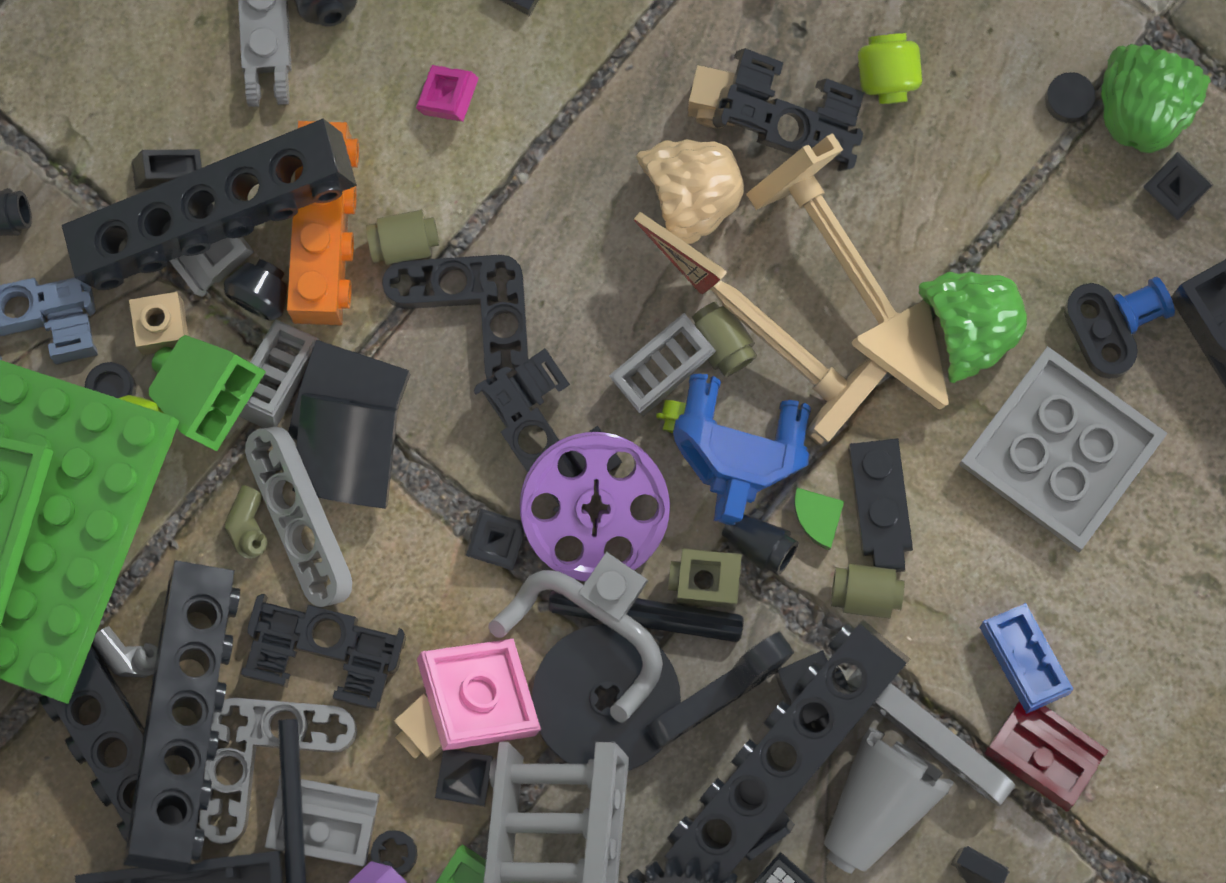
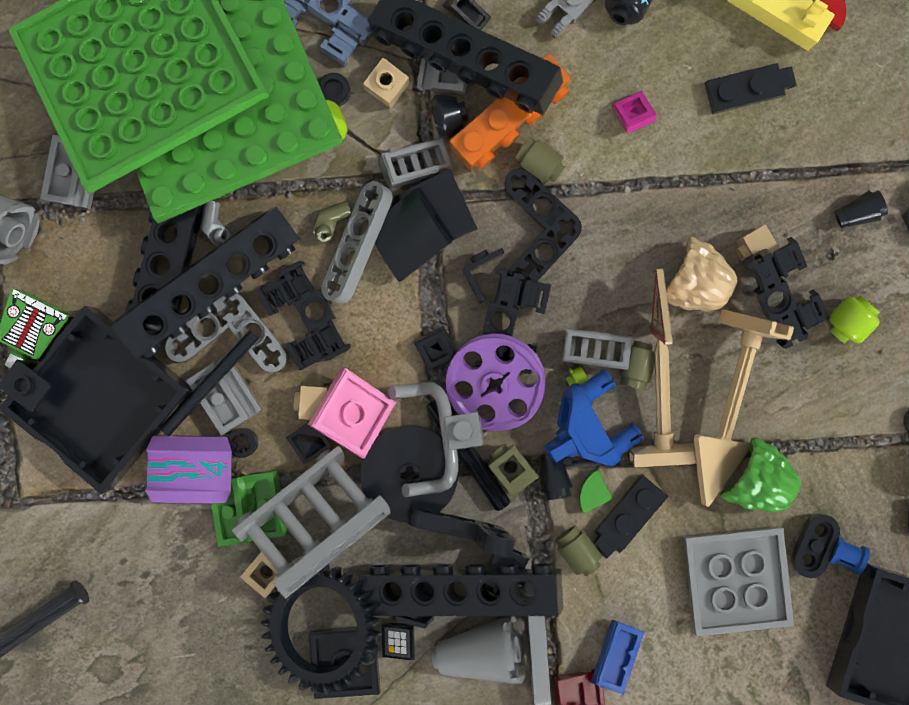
camera: 50 degrees right, 10 degrees up
(202, 388) = (372, 137): bright green torso -> none
(445, 404) = (477, 261): none -> black bracket

